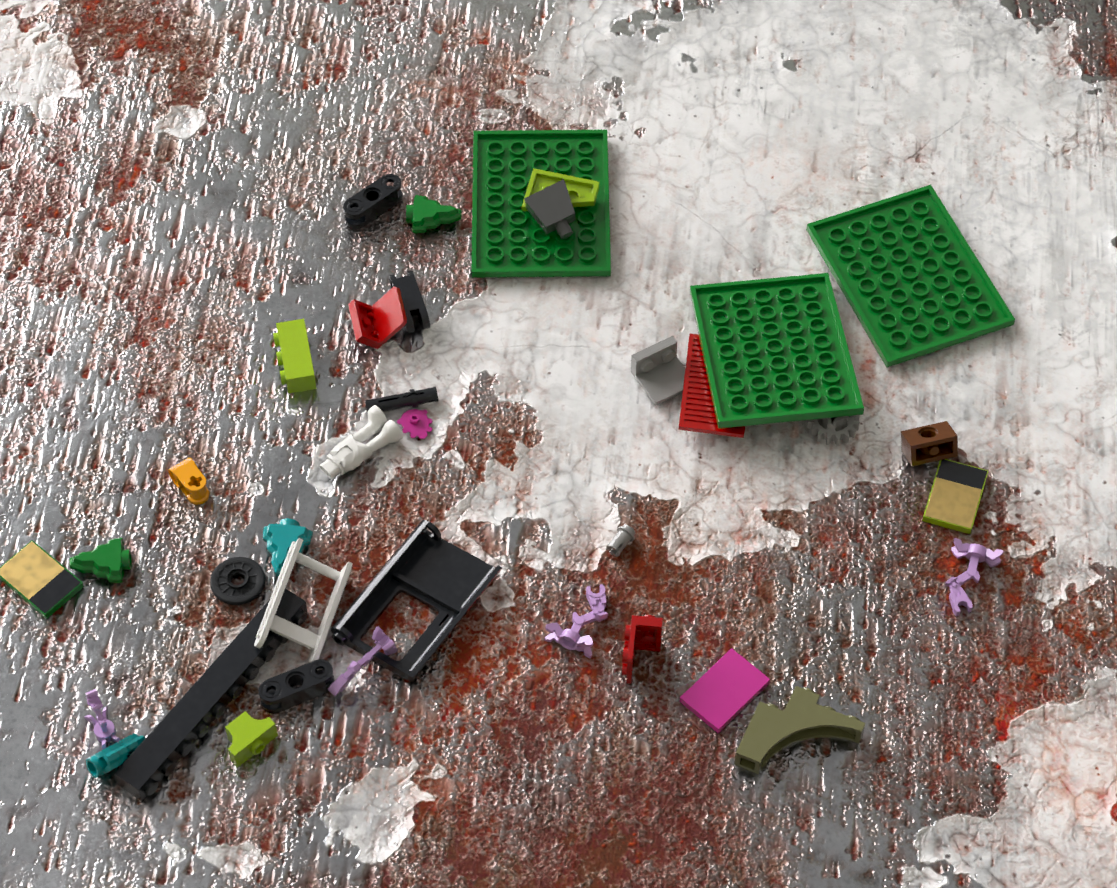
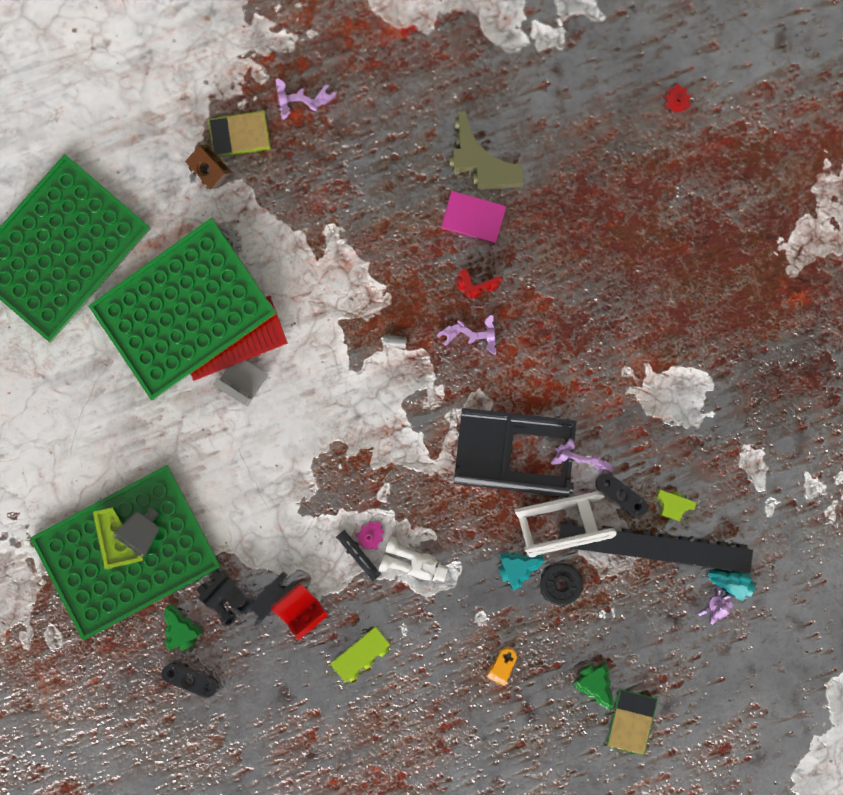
camera: 120 degrees left, 30 degrees up
(437, 260) = (222, 591): none -> black hips

